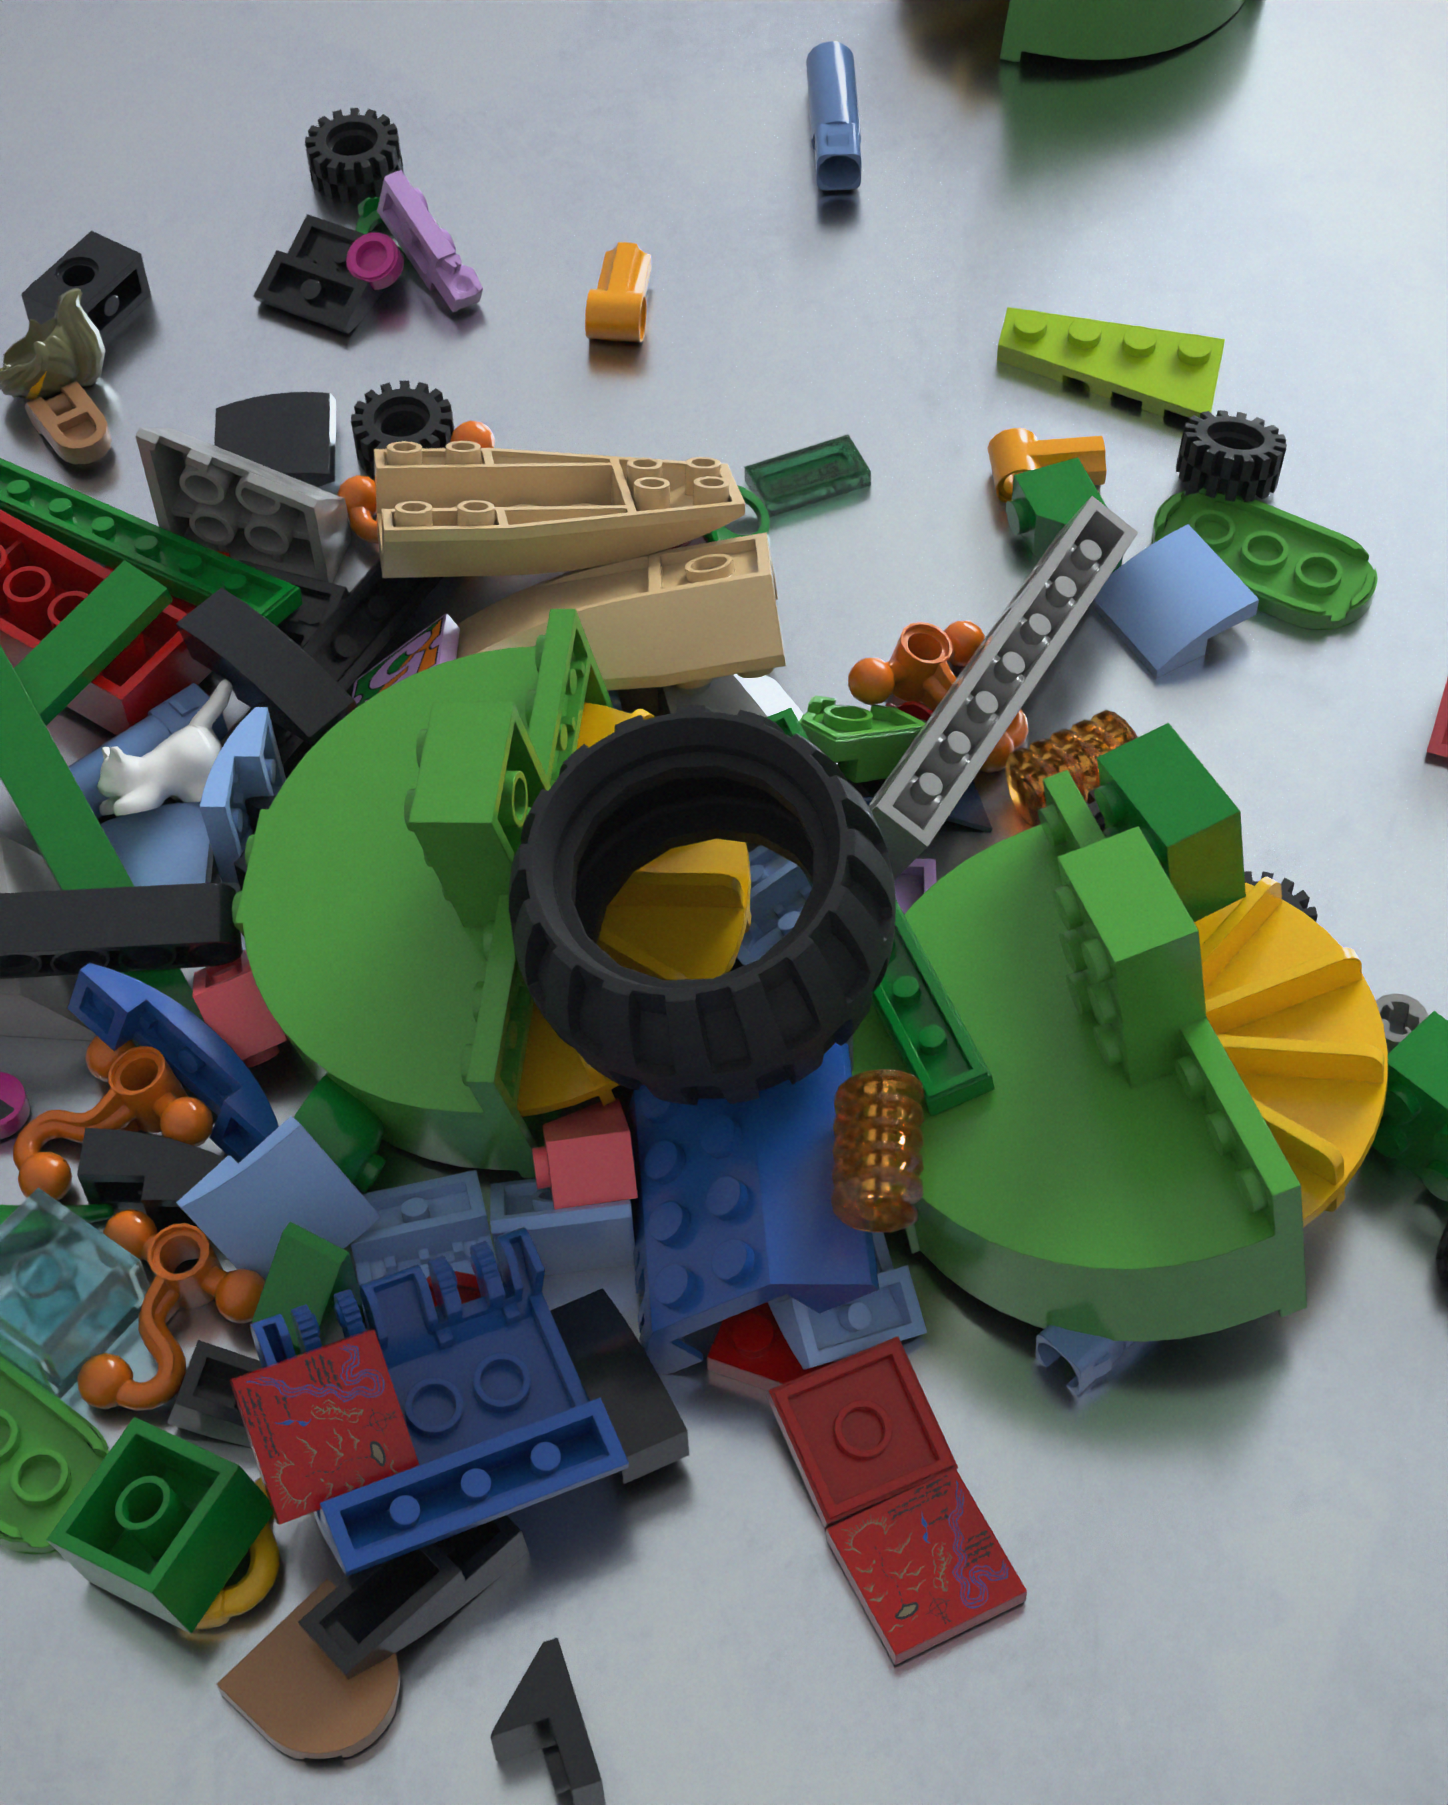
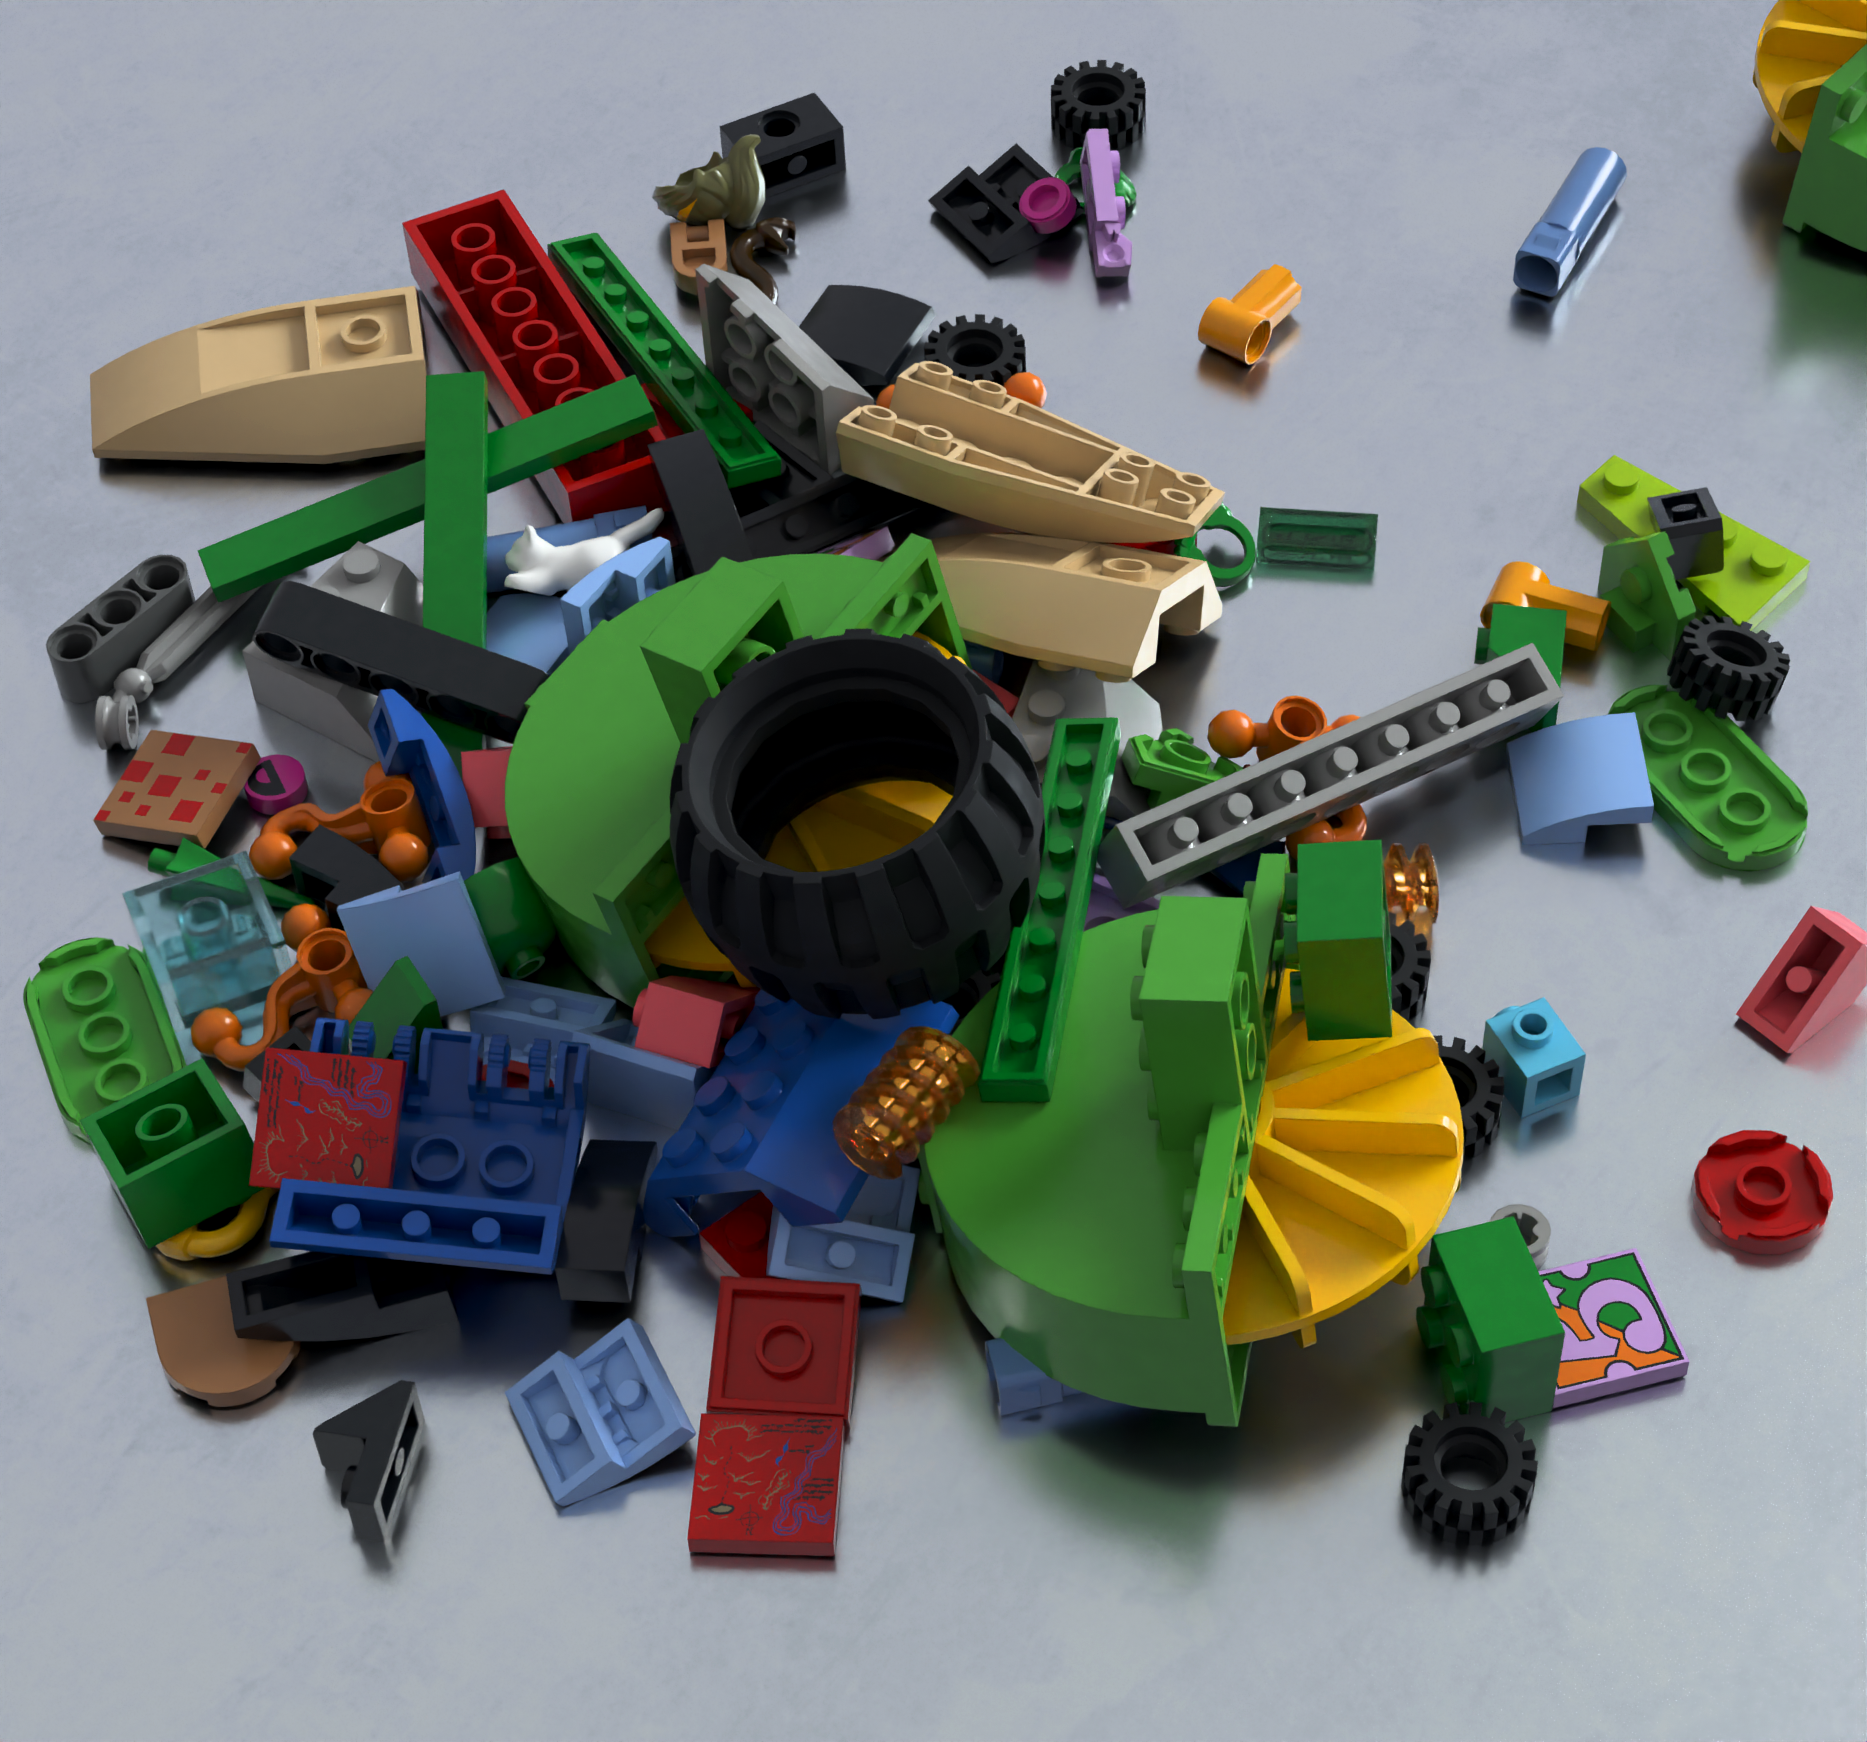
camera: 30 degrees right, 5 degrees down
(126, 384) = (768, 237): none -> dark brown animal
(731, 1576) = (599, 1414): none -> light blue slope
(1125, 414) = (1644, 593): none -> bright green plate
(1130, 345) = (1693, 531): none -> black slope
(1307, 853) = (1534, 1056): none -> medium azure brick

